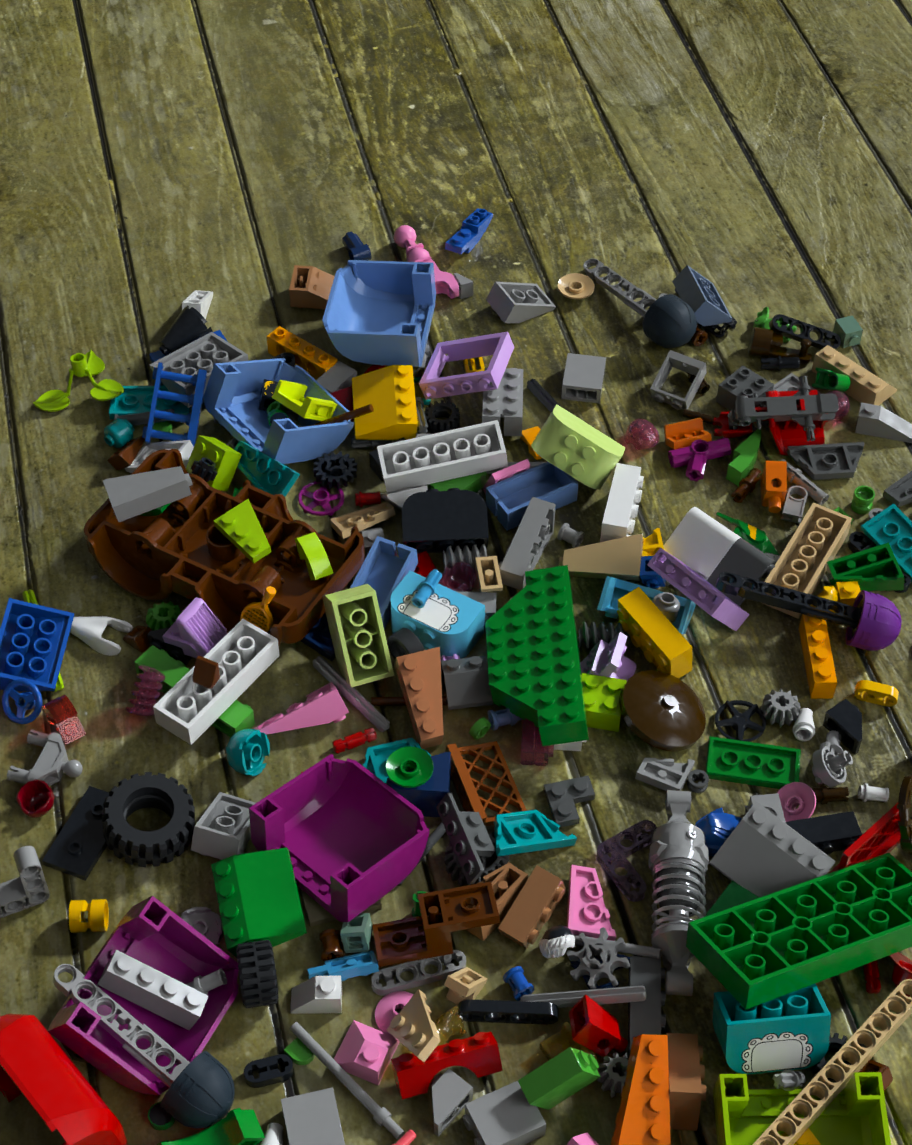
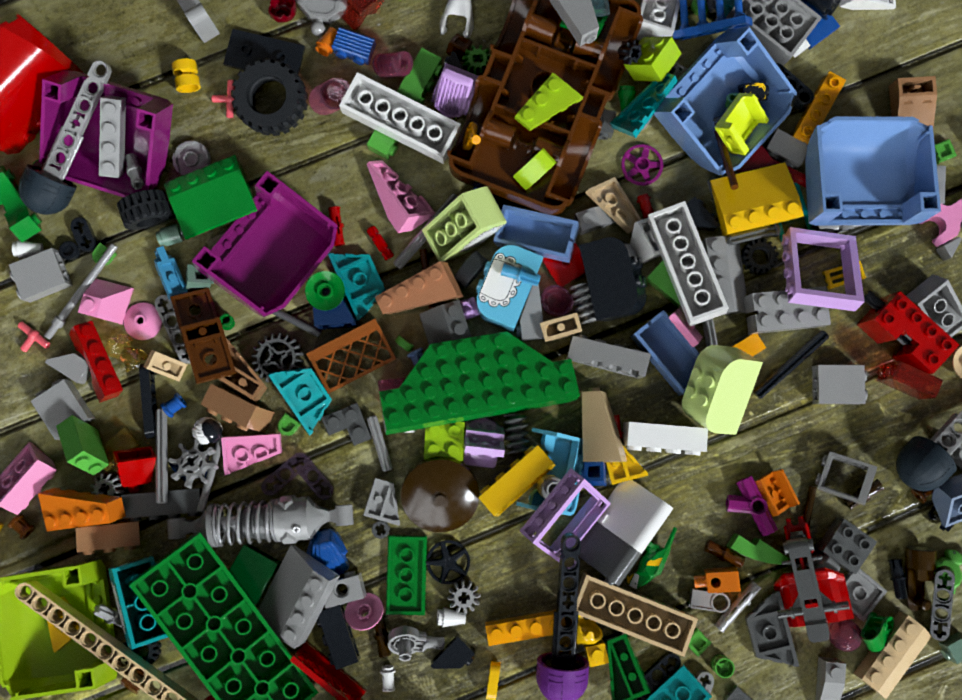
camera: 80 degrees right, 35 degrees up
(95, 762) = (325, 43): none -> orange cone
(108, 733) = (353, 46): none -> blue brick
(131, 876) = (226, 99): none -> coral piece
(164, 756) = (327, 96): none -> clear pink piece
(205, 672) = (391, 106): reddish brown slope -> none
(223, 827) = (281, 158): light grey slope -> none
(248, 751) = (348, 159): teal cylinder -> none
(276, 414) = (721, 104): tile -> none
(284, 1089) = (69, 250): none -> black tile
(294, 960) = (170, 235): none -> sand green brick
(317, 995) = (142, 258): white slope -> none
(331, 944) = (184, 259): reddish brown bush -> none
(335, 470) = (667, 167): black gear -> none
(415, 1028) = (113, 331): tan wing -> none
(467, 837) = (283, 349): dark grey bracket -> none
(550, 306) = (897, 317): none -> red piece
(560, 862) = (288, 425): none -> bright green tile
(570, 535) = (631, 394): light grey bush -> none
(587, 324) = (909, 380): none -> clear red brick
(595, 769) = (379, 443): none -> light grey axle
(641, 434) = (771, 449): clear pink hair -> none

